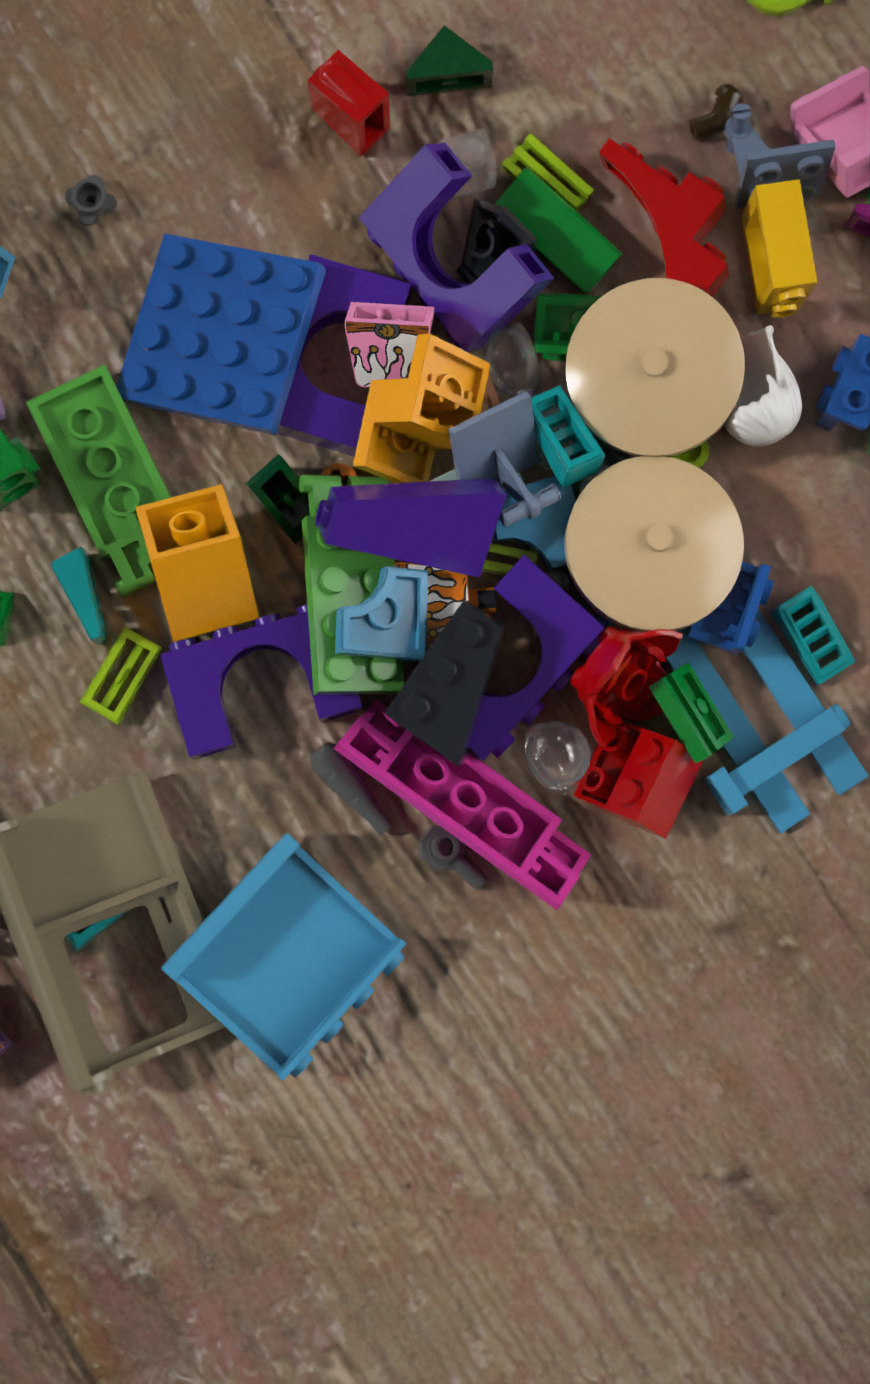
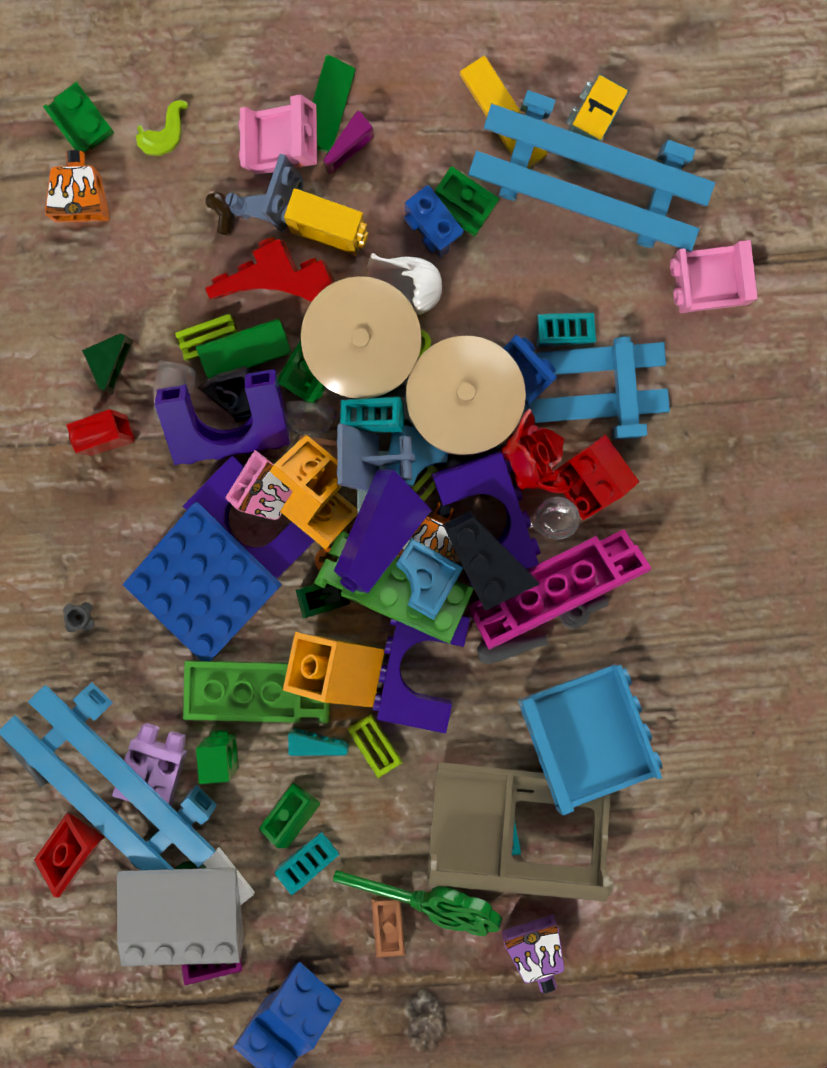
camera: 55 degrees left, 5 degrees up
(691, 712) = (575, 427): green plate -> none

